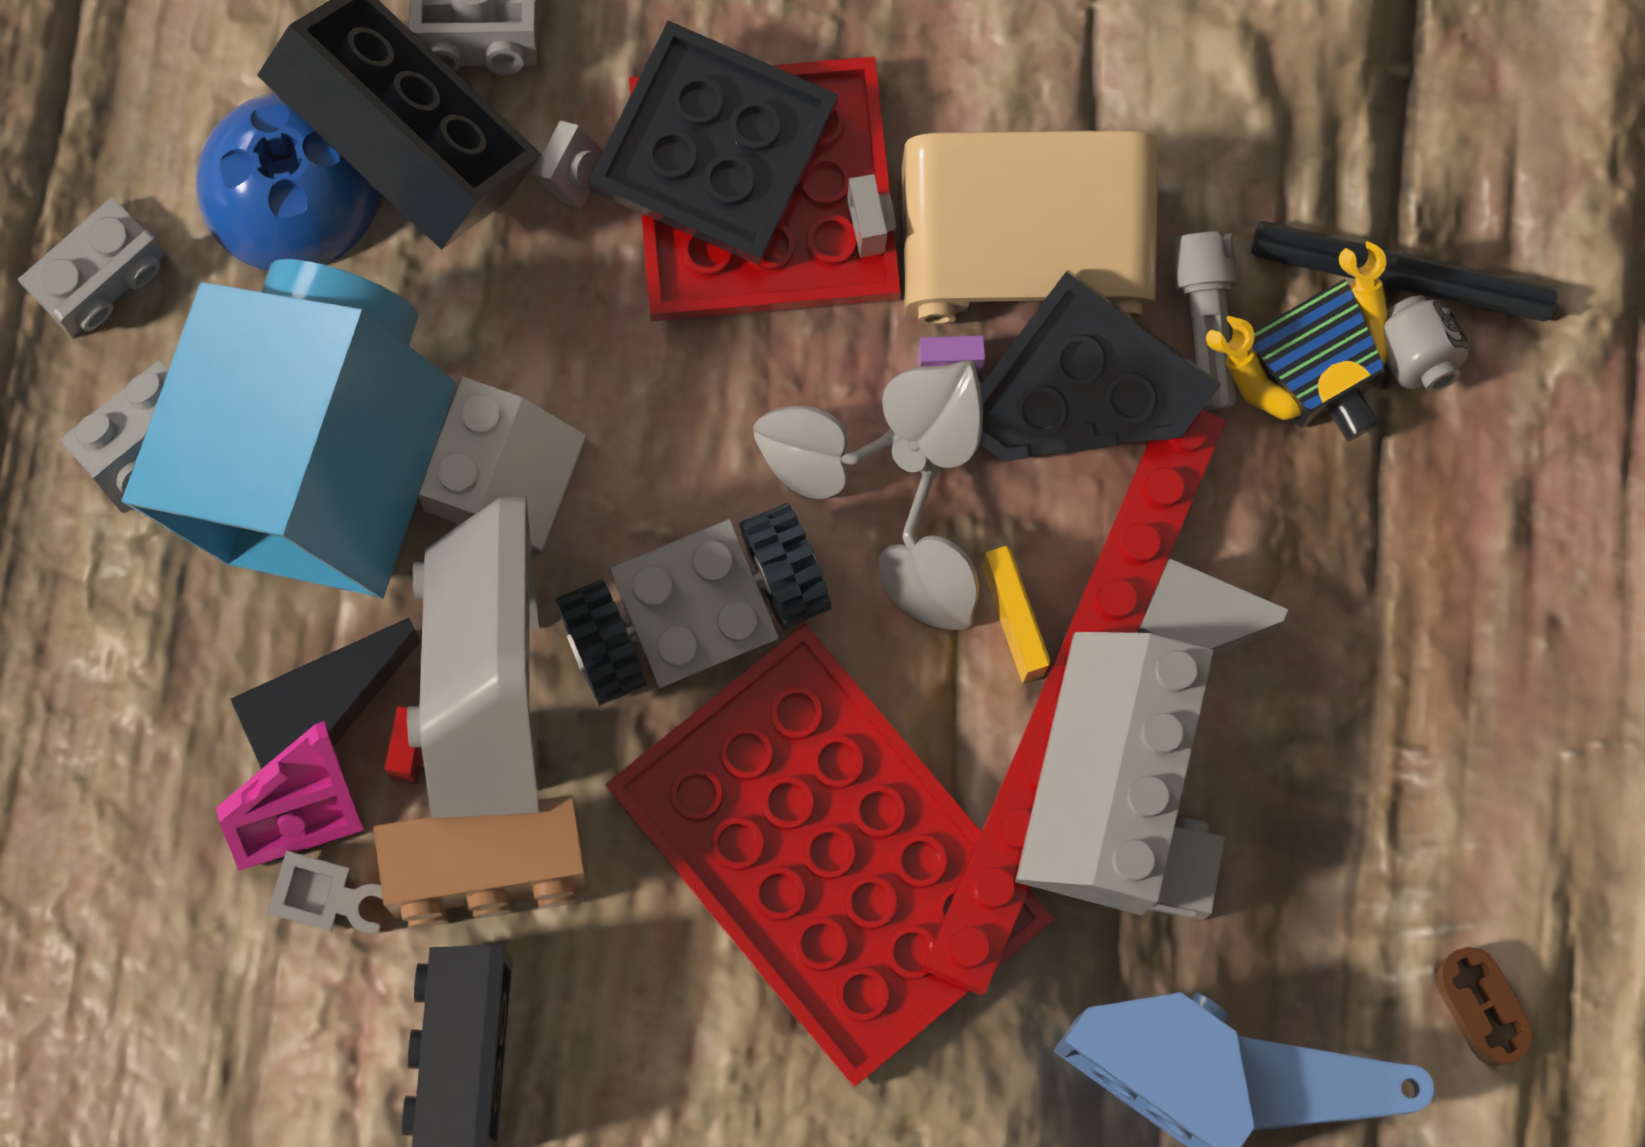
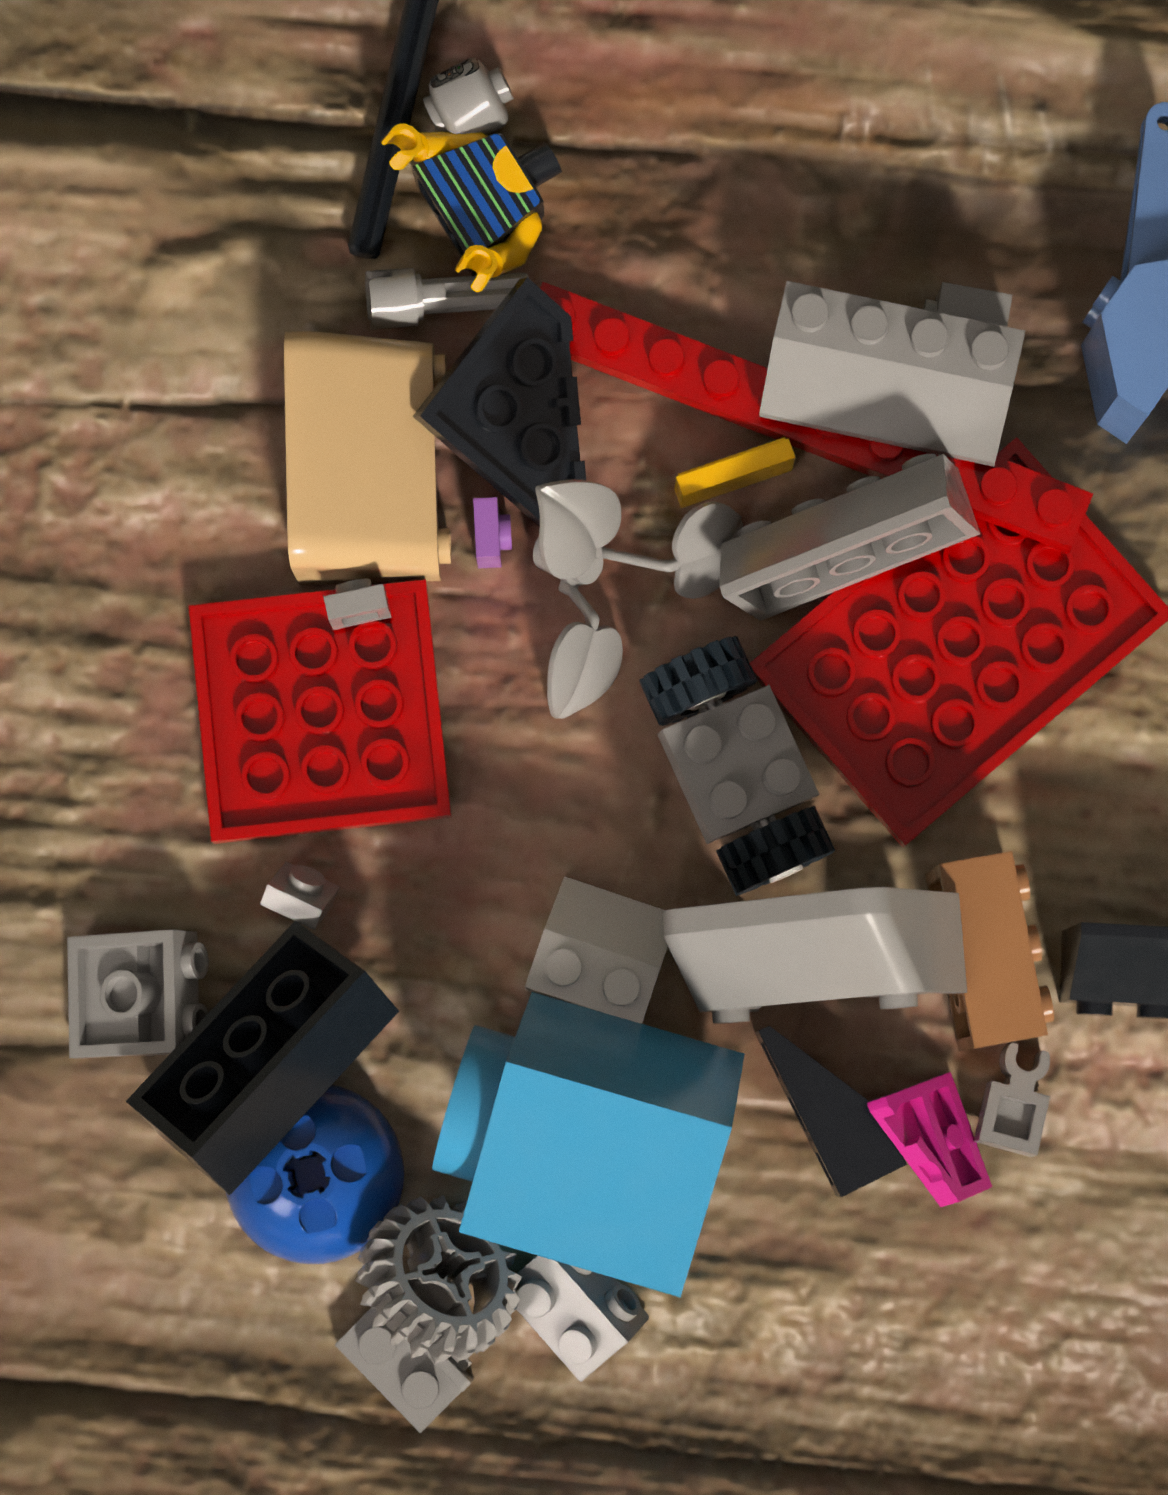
camera: 85 degrees left, 5 degrees up
(141, 294) = (432, 1300): none -> light grey gear
(402, 760) = (873, 1028): red plate -> none
(713, 142) = (283, 754): black plate -> none
(936, 718) = (847, 537): none -> light grey slope
(1208, 611) = (734, 302): light grey slope -> none
(1497, 998) = (1069, 55): reddish brown beam -> none

